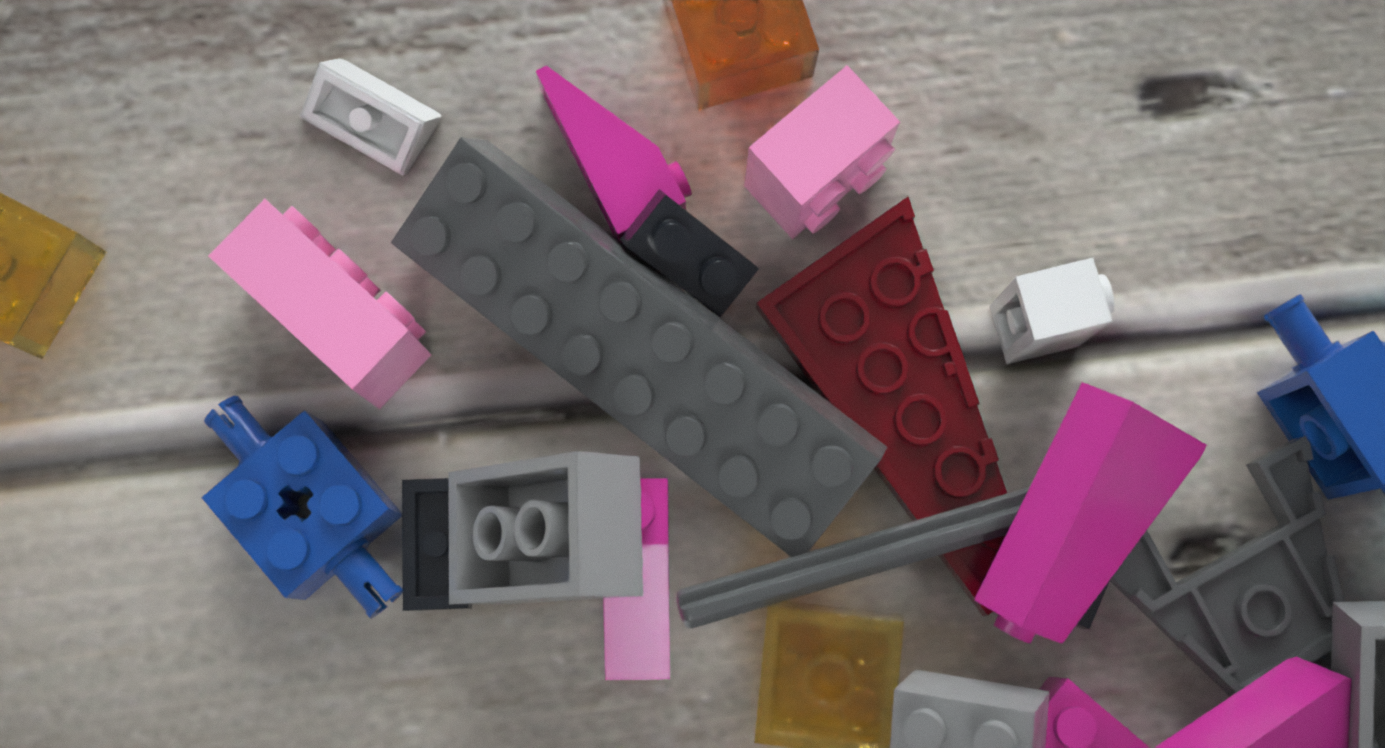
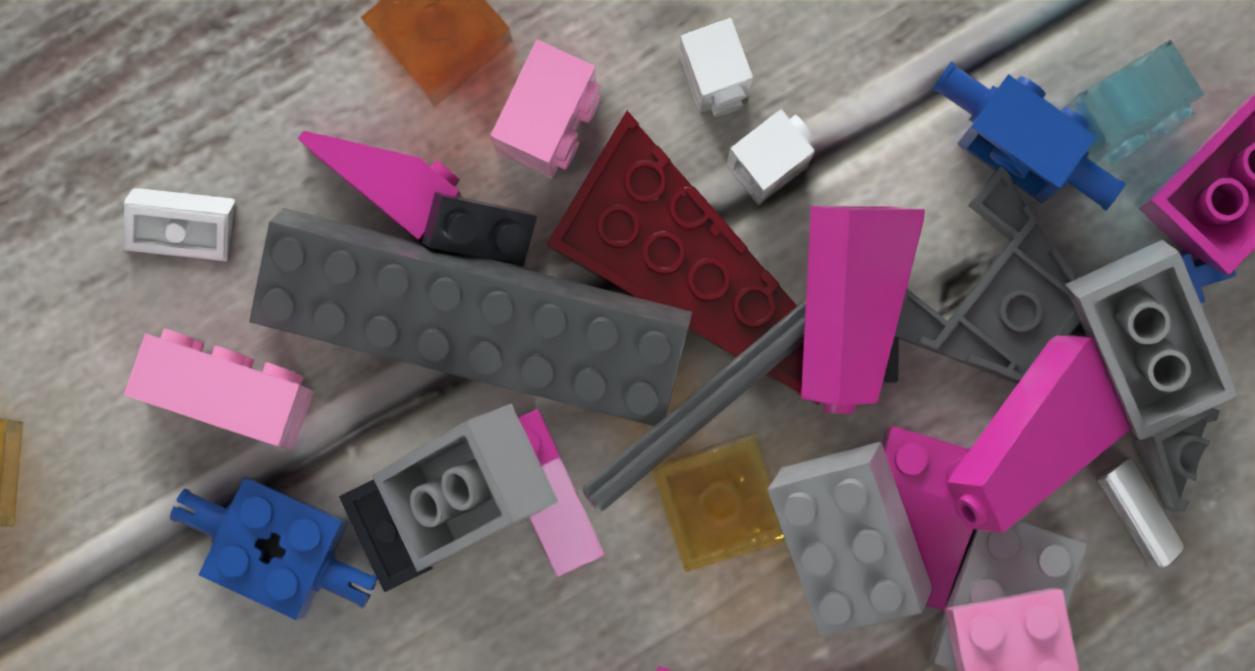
camera: 20 degrees left, 5 degrees up
(1029, 188) = (716, 68): none -> white brick

